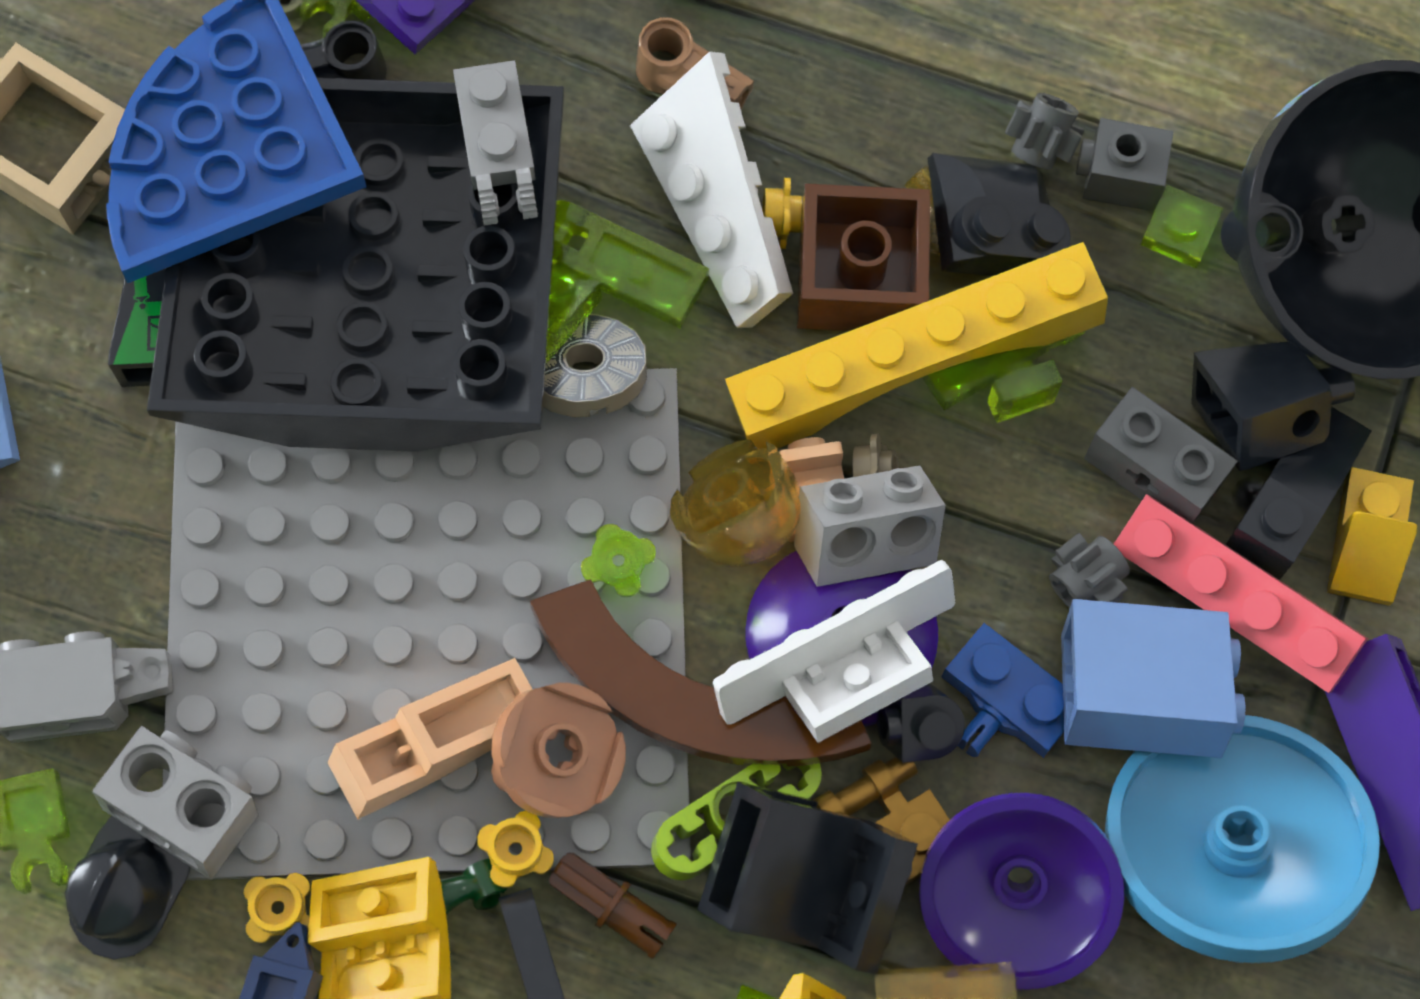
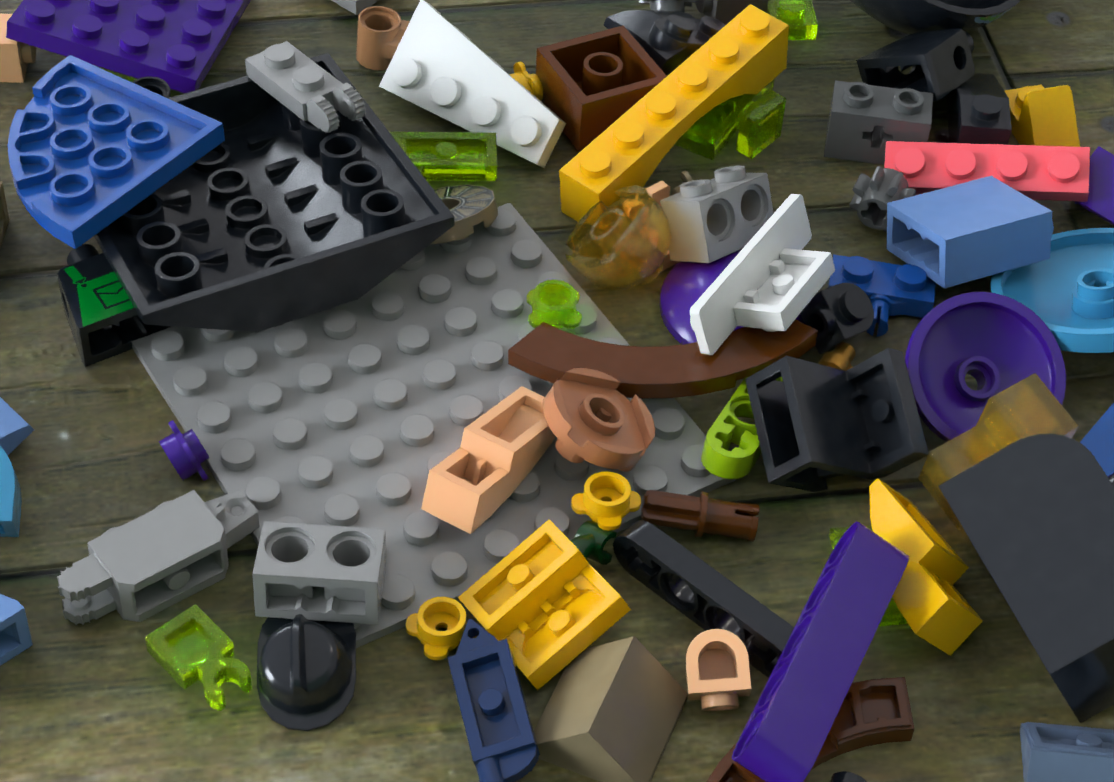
camera: 30 degrees left, 25 degrees down
(144, 565) = (185, 452): none -> dark purple plate

